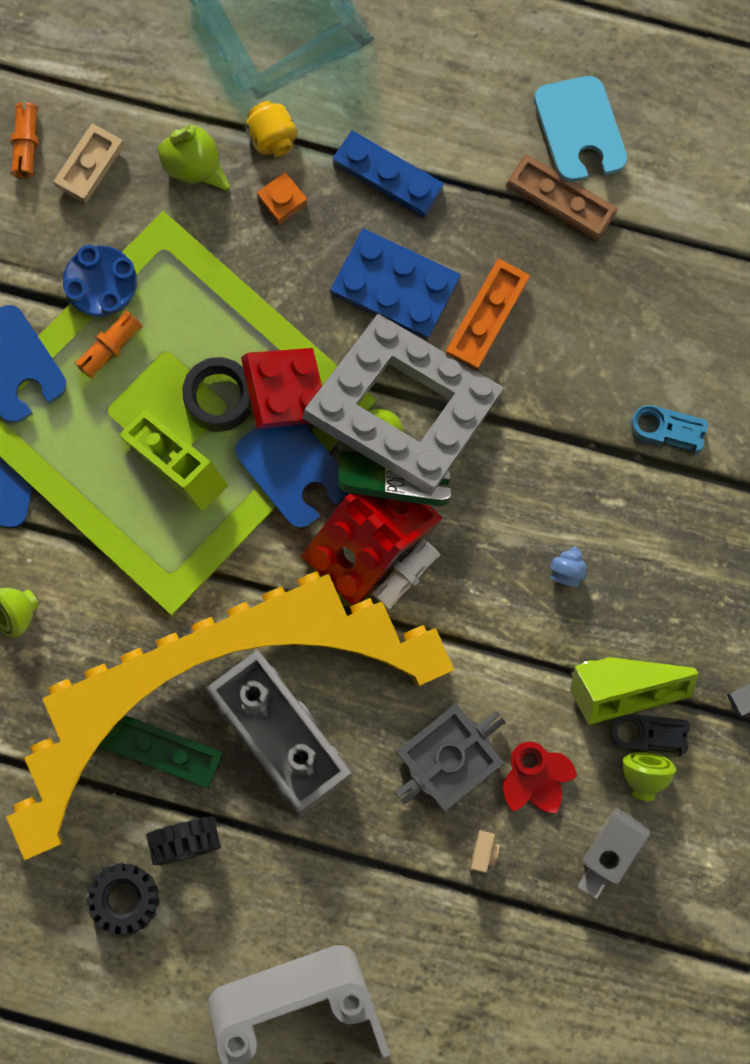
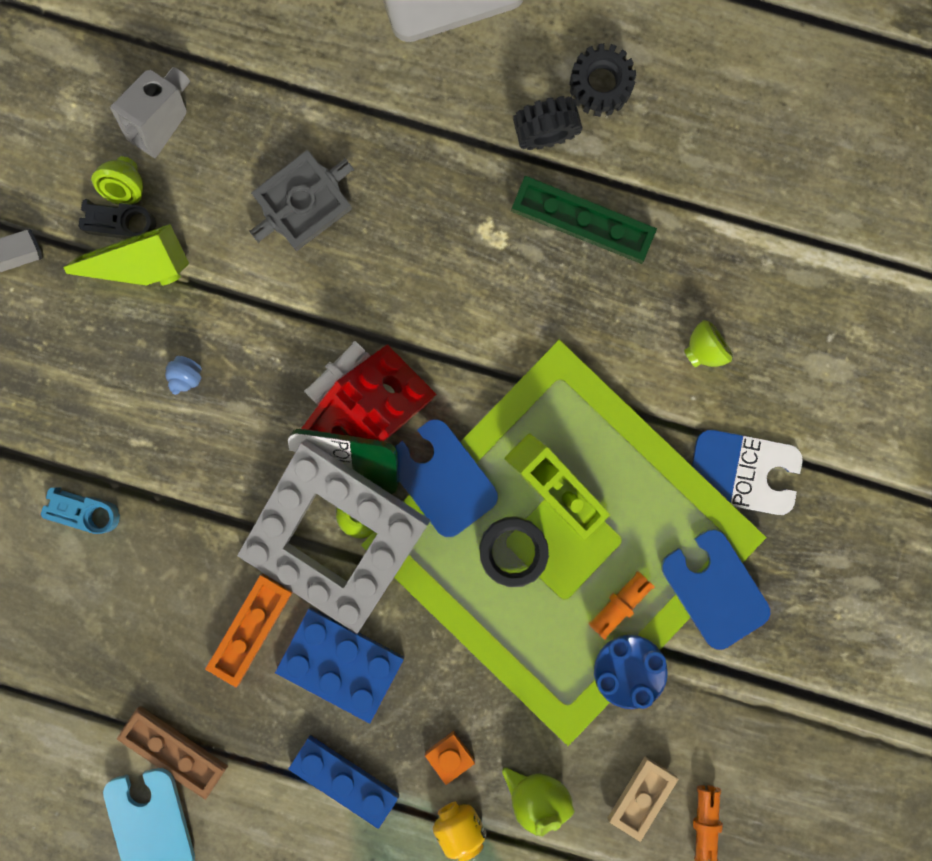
camera: 175 degrees left, 10 degrees up
(92, 707) = (449, 326): yellow arch -> none
(279, 733) = (457, 219): light grey piece -> none
(281, 385) = (450, 557): red plate -> none
(484, 853) = (274, 112): tan plate -> none
(539, 783) = (222, 179): red plate -> none

